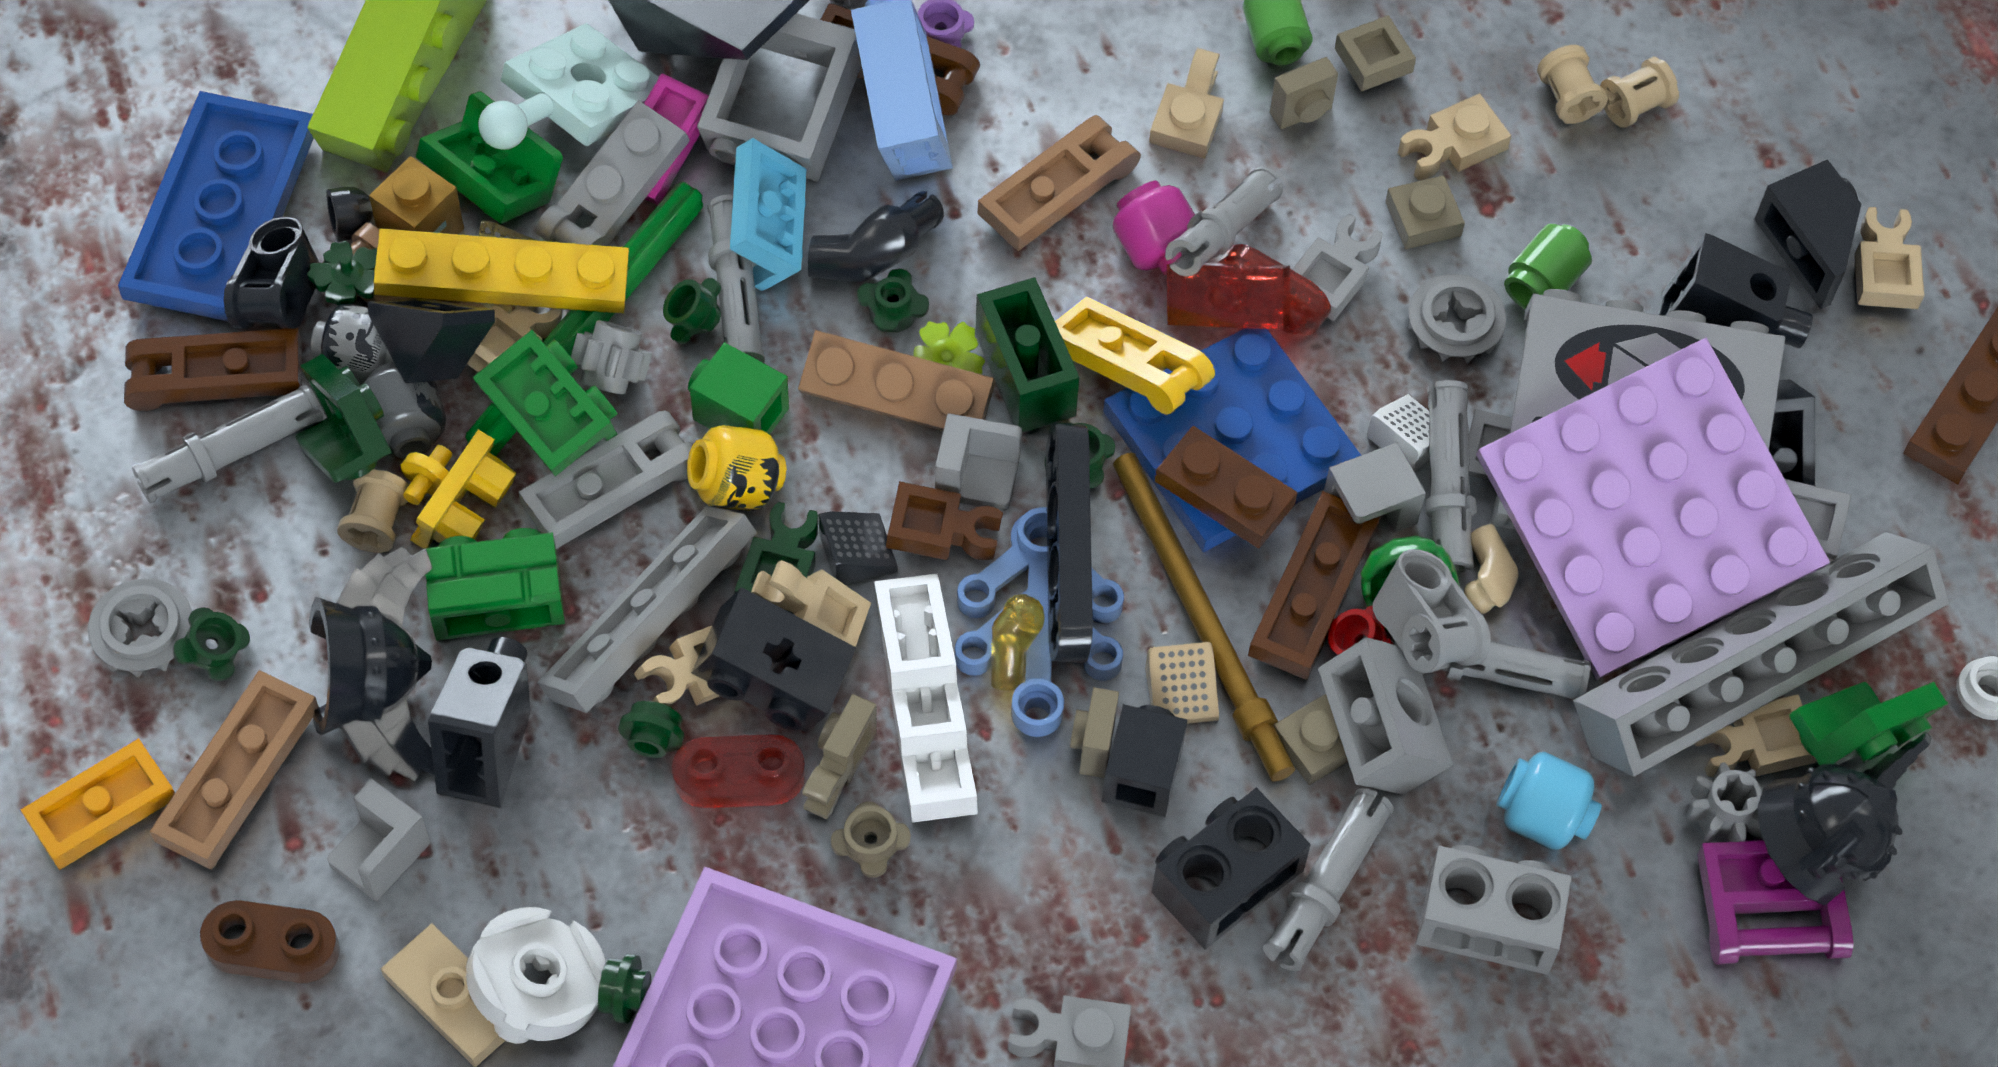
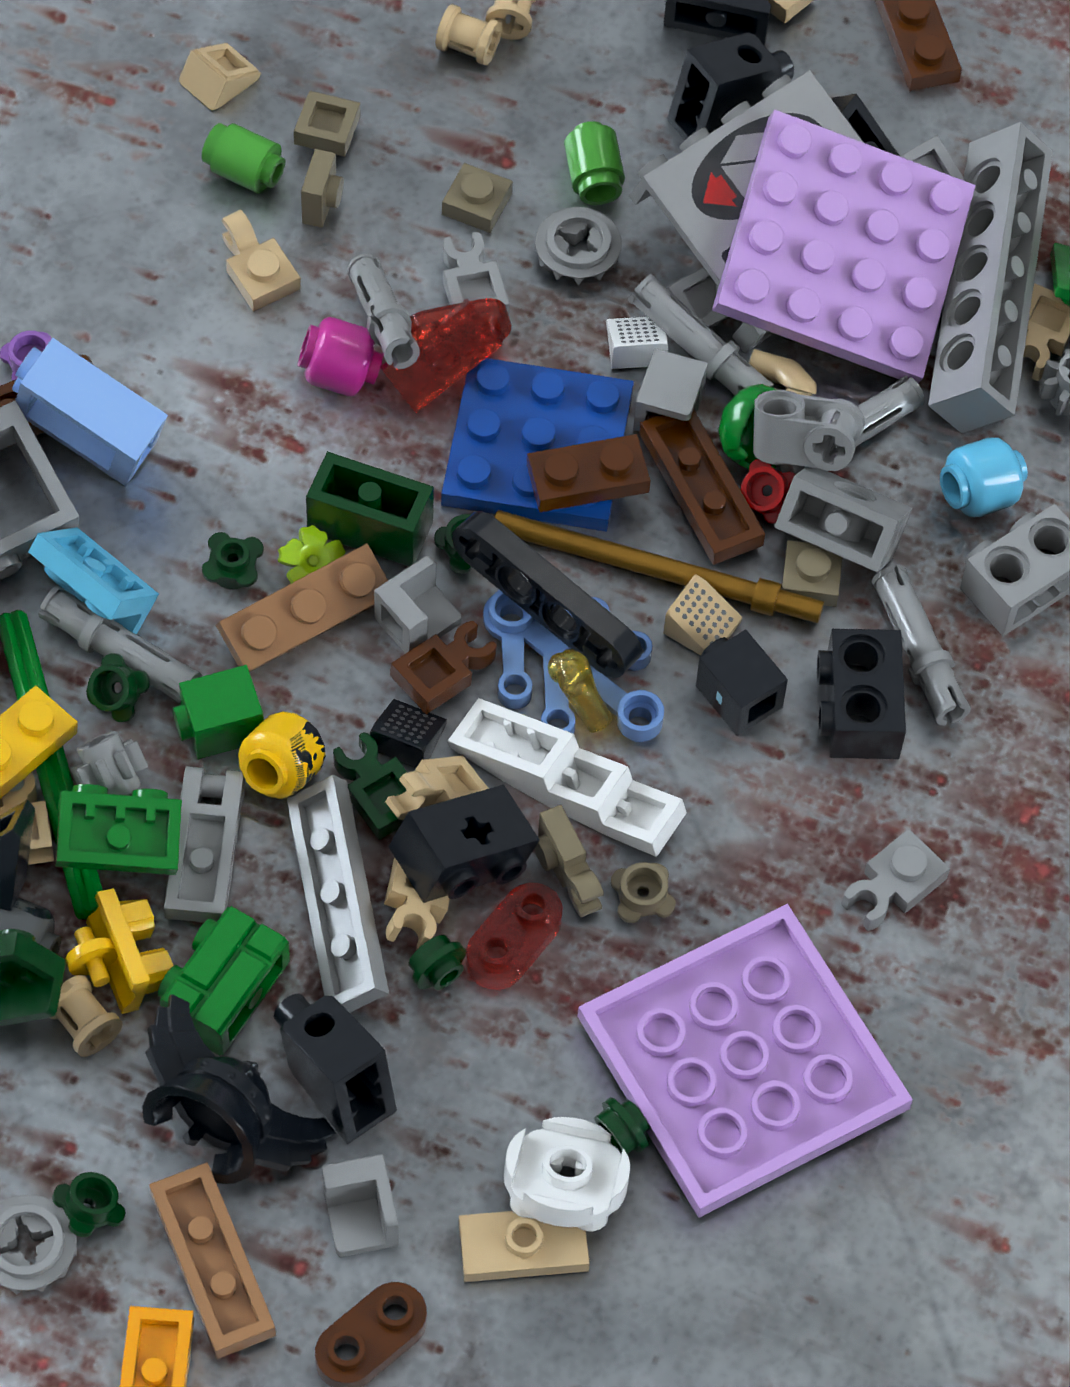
camera: 50 degrees left, 0 degrees up
(878, 243) = (182, 533): black arm -> none
(1057, 182) = (237, 389): medium nougat plate -> none
(1094, 732) = (695, 693): dark tan plate -> none
(1133, 354) = (437, 443): yellow plate -> none
(1458, 133) = (436, 131): tan plate -> none

